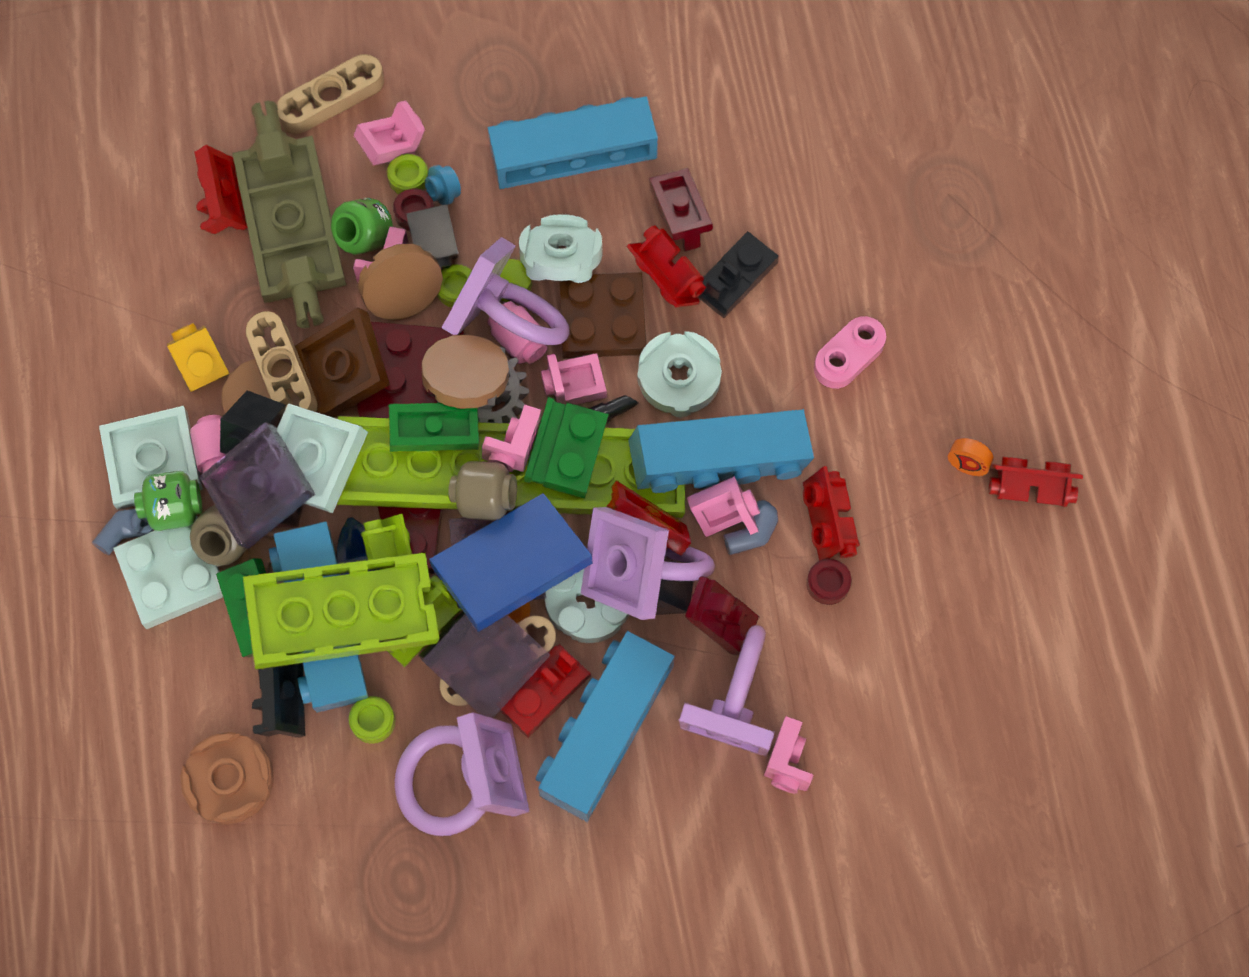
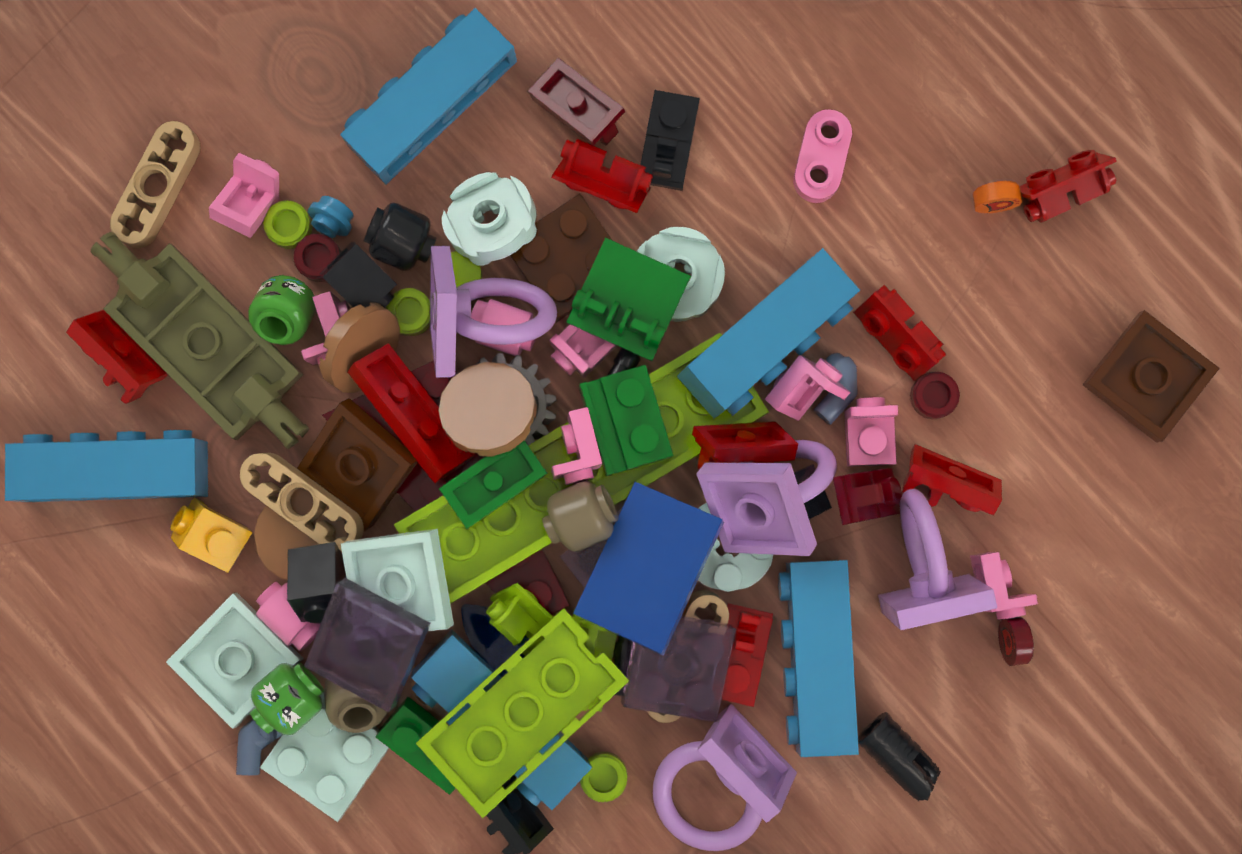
camera: 25 degrees left, 15 degrees up
(156, 265) = (106, 469): none -> dark azure brick
(404, 343) = (408, 411): none -> red plate
(482, 223) = (399, 236): none -> black head
(621, 846) = (900, 756): none -> black hinge
(626, 363) = (628, 299): none -> green hinge
(759, 576) = (870, 433): none -> bright pink bracket
(775, 810) = (1015, 641): none -> dark red tile
(811, 664) = (964, 484): none -> red plate
(1016, 666) = (1151, 376): none -> reddish brown plate

